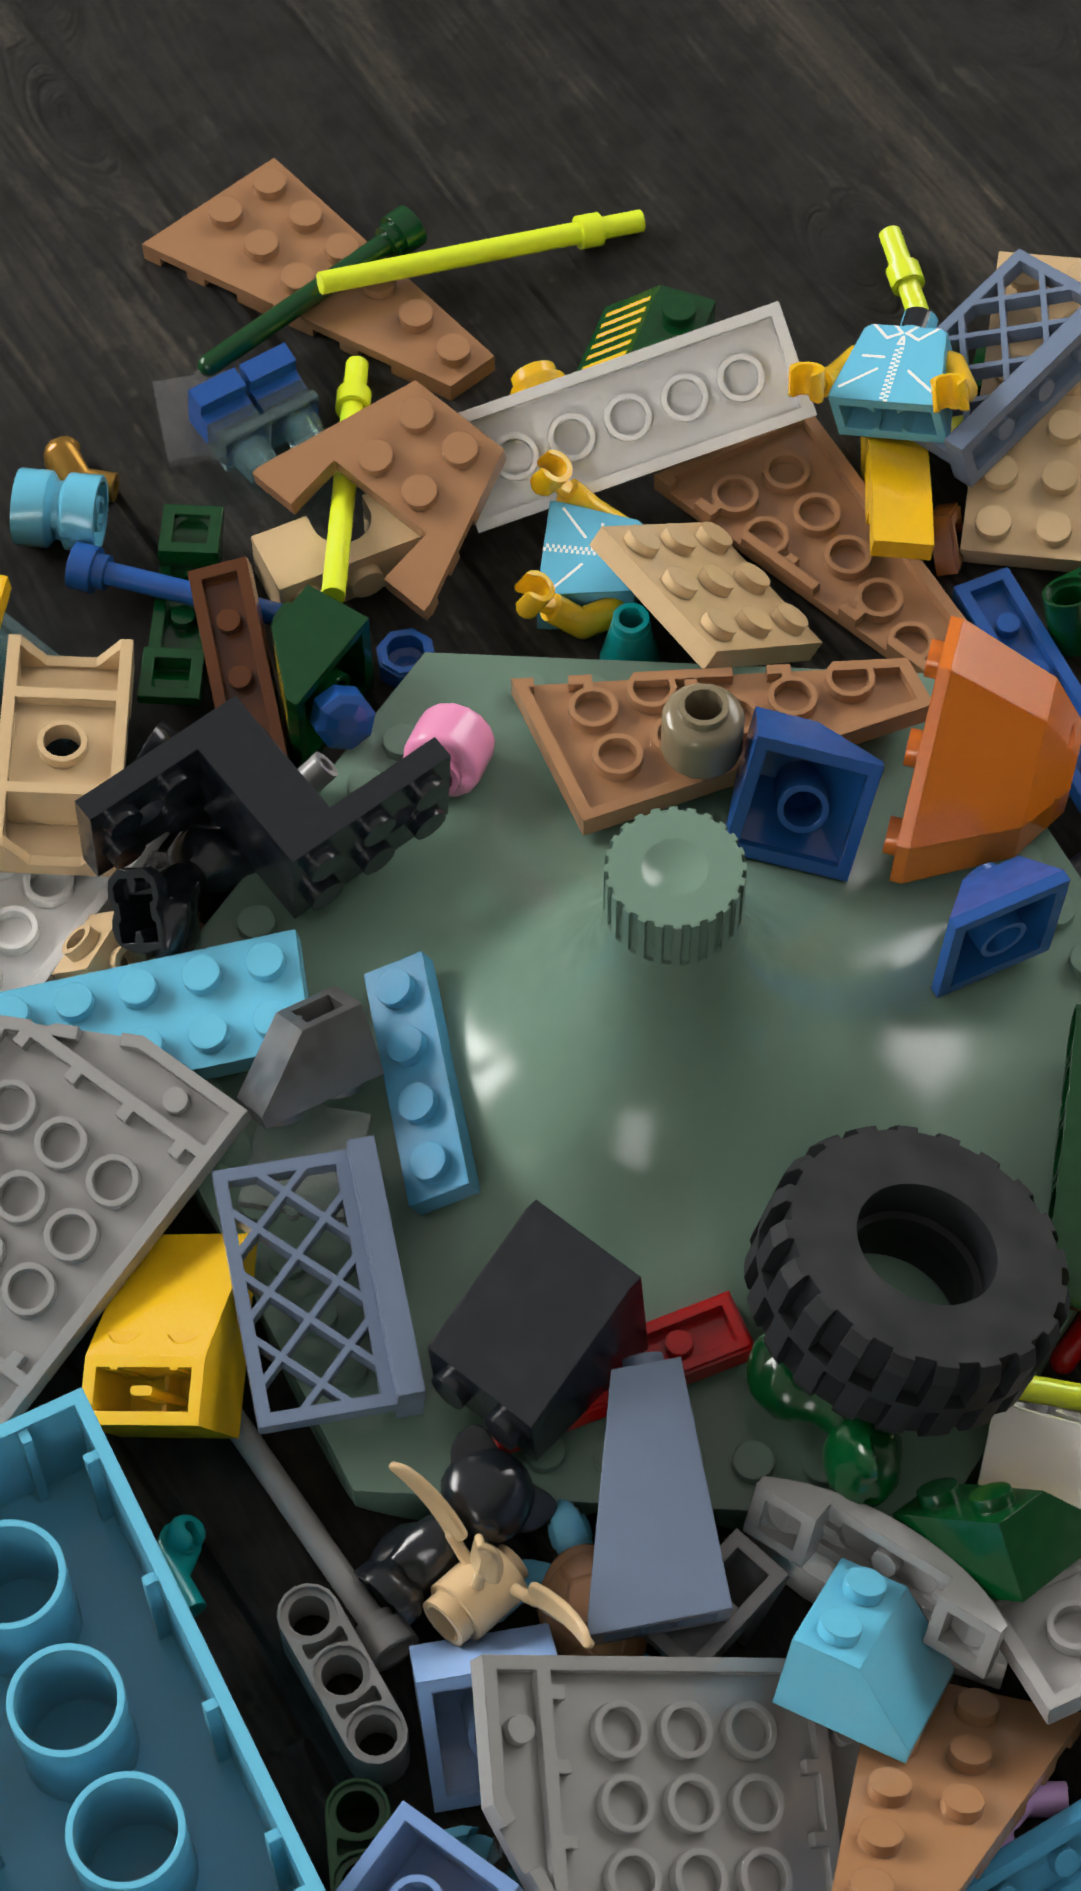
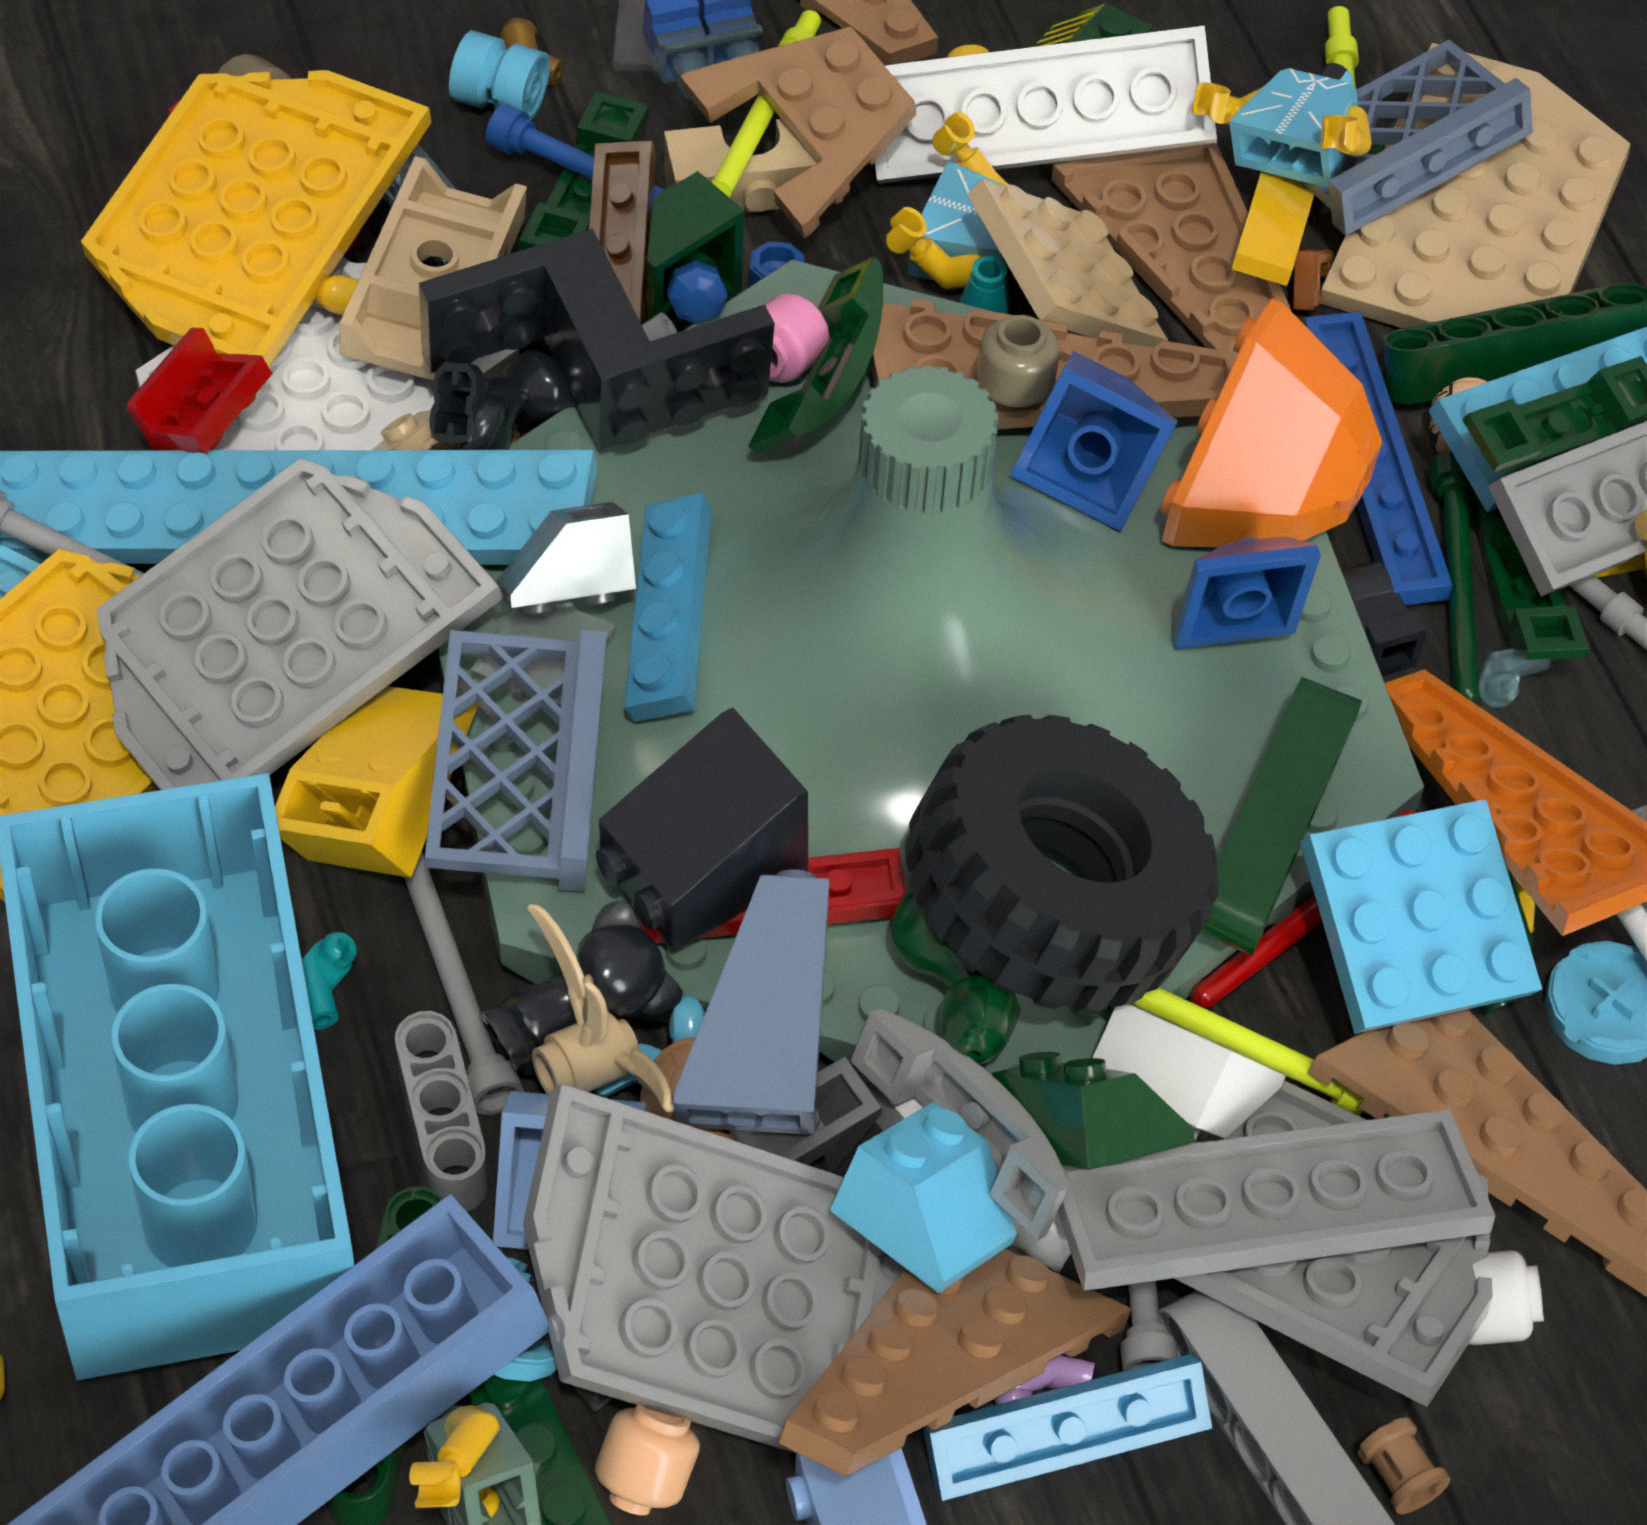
camera: 10 degrees right, 5 degrees down
(514, 708) = (853, 320): none -> dark green slope

